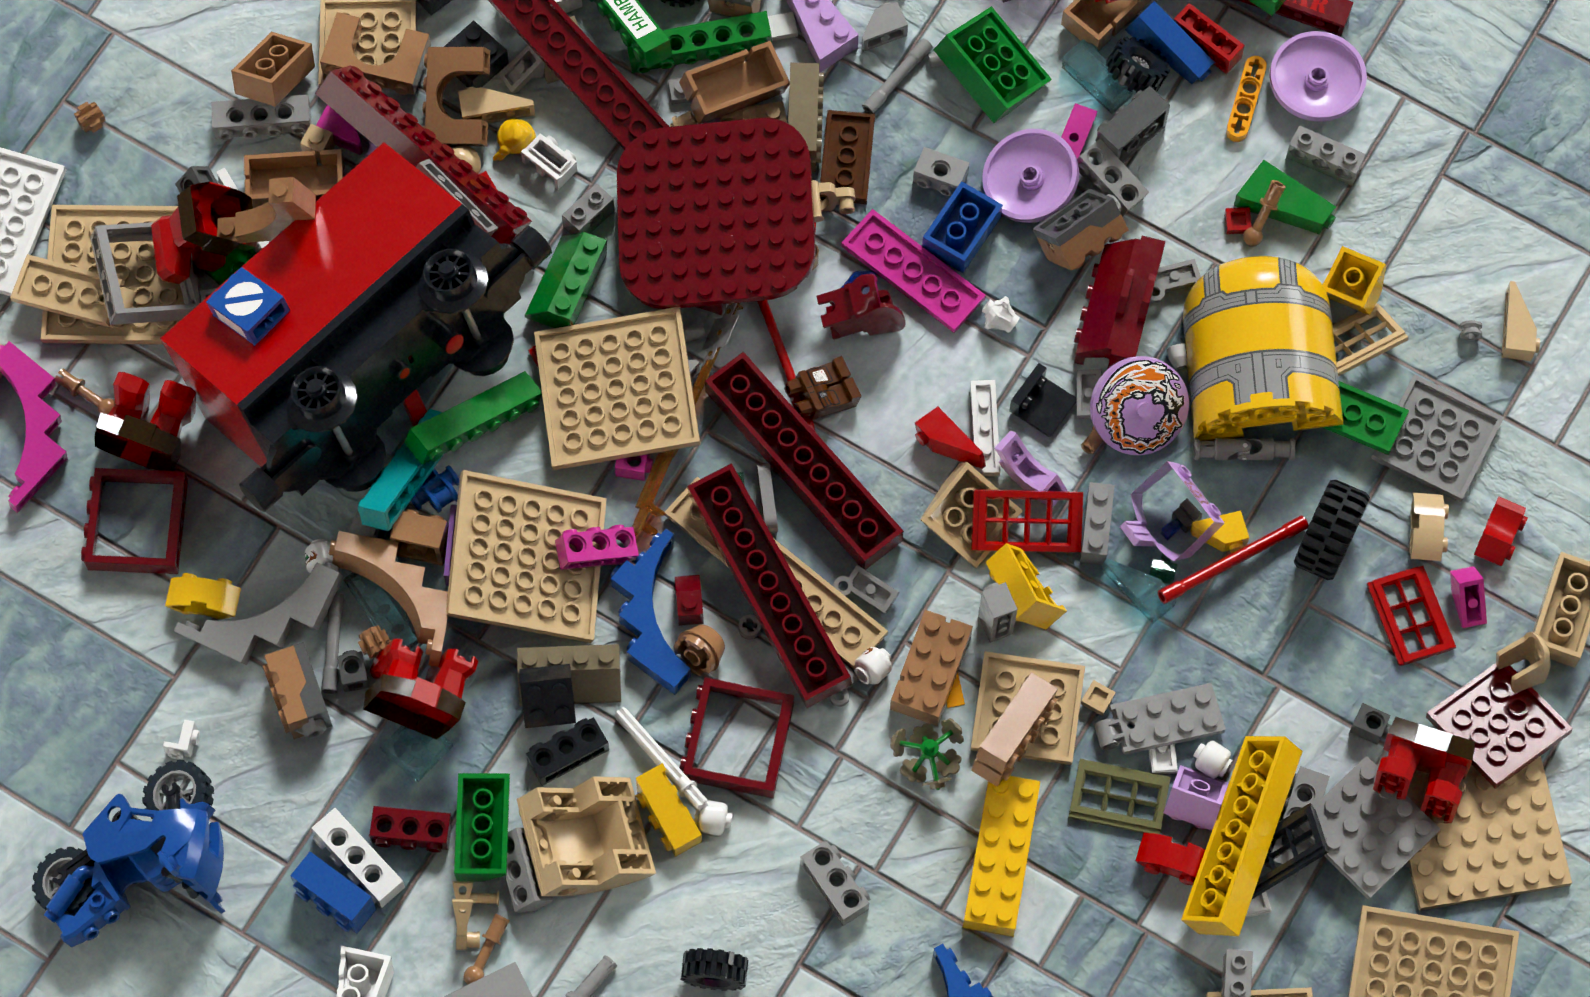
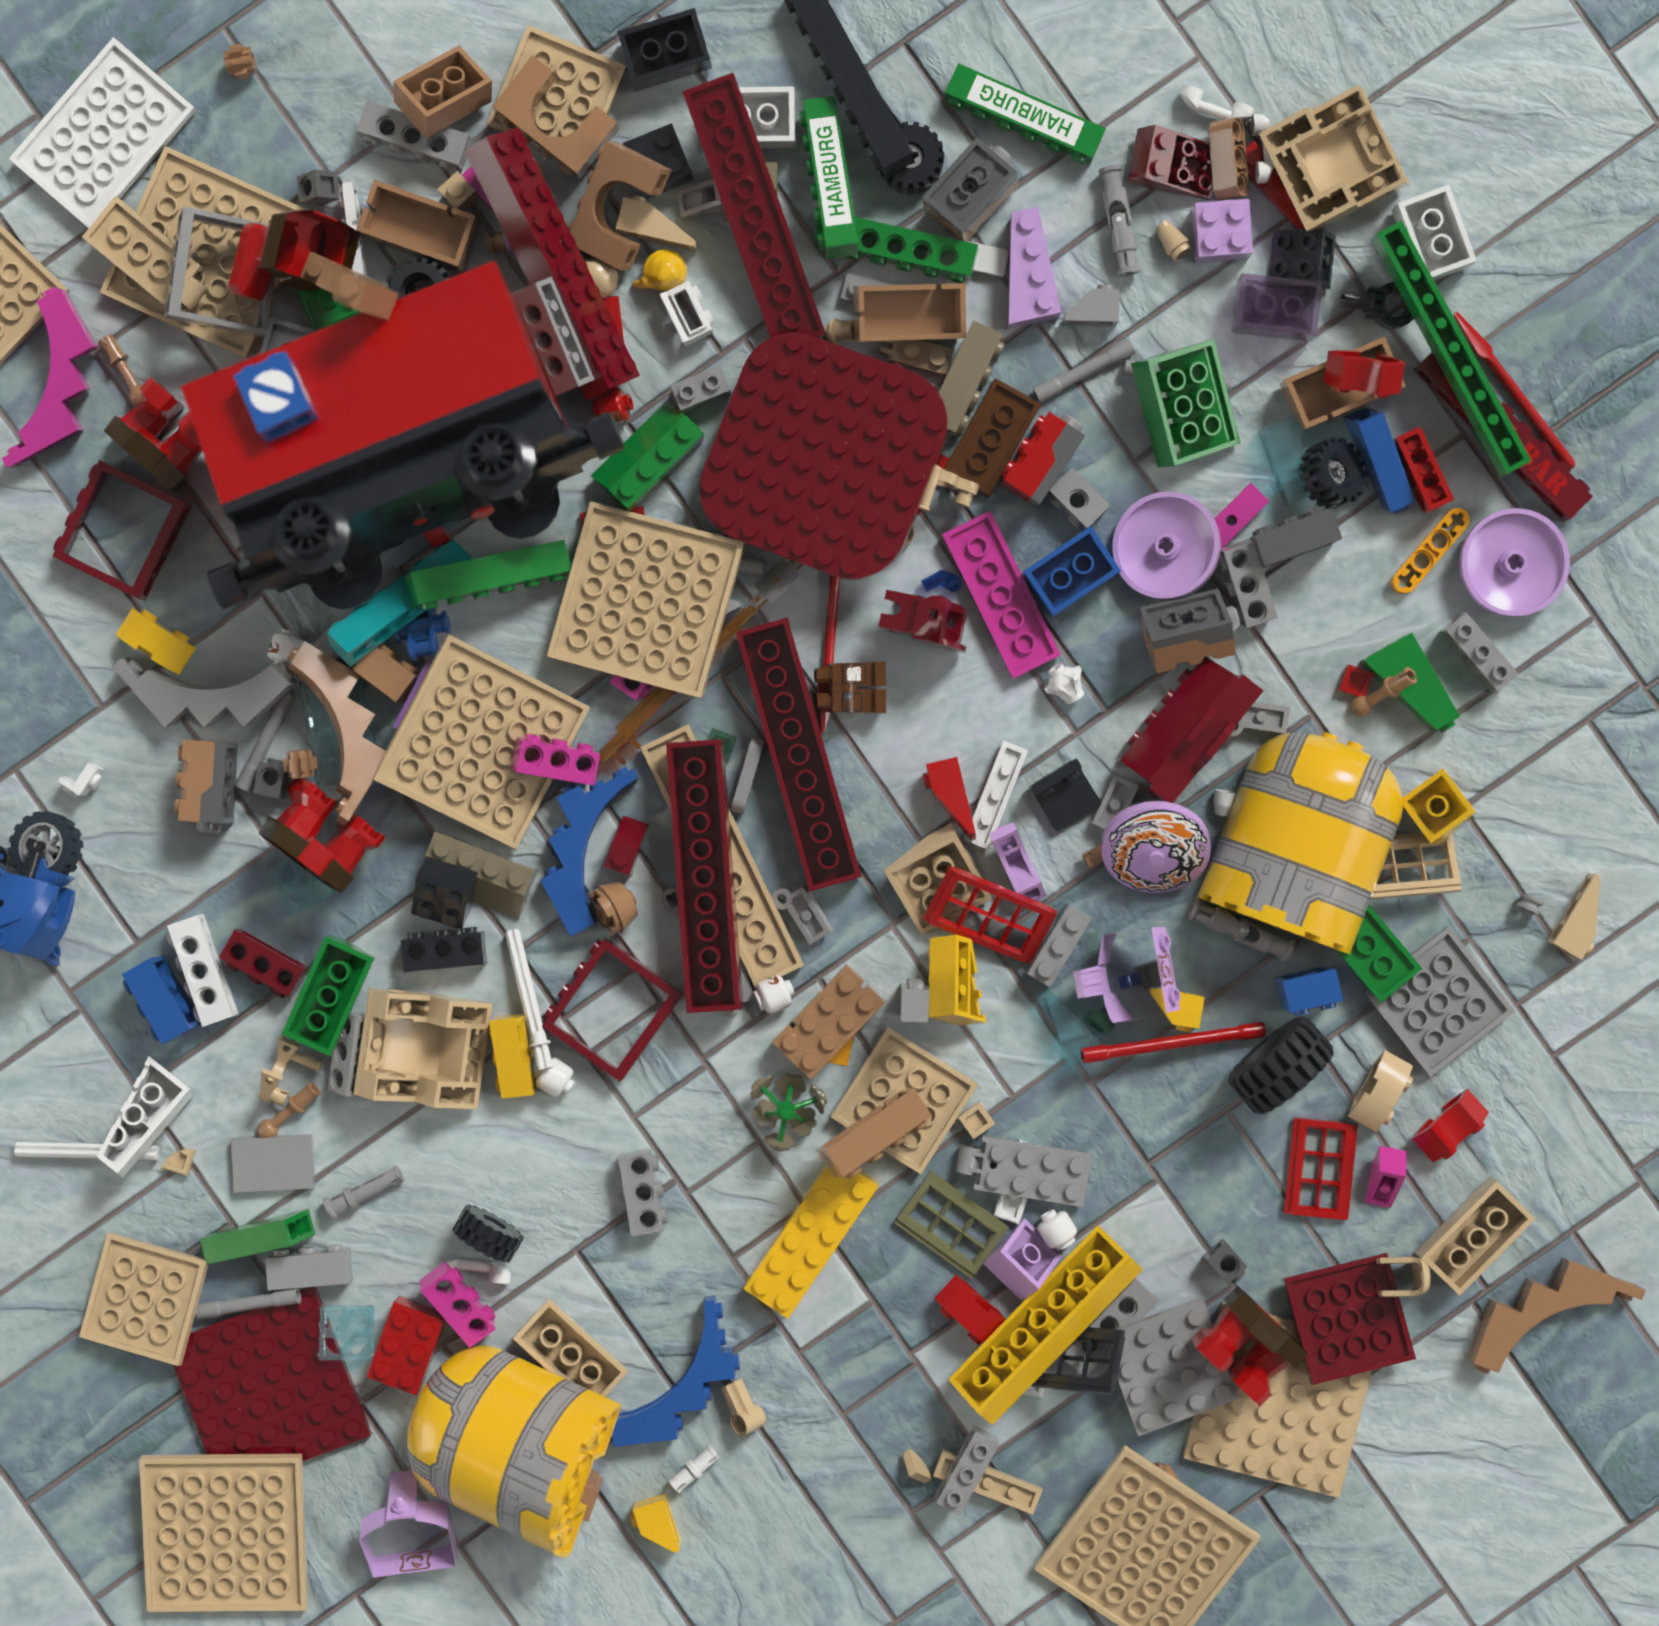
camera: 25 degrees right, 20 degrees up
(895, 150) = (1042, 457): none -> red piece
(1325, 463) = (1309, 989): none -> blue brick

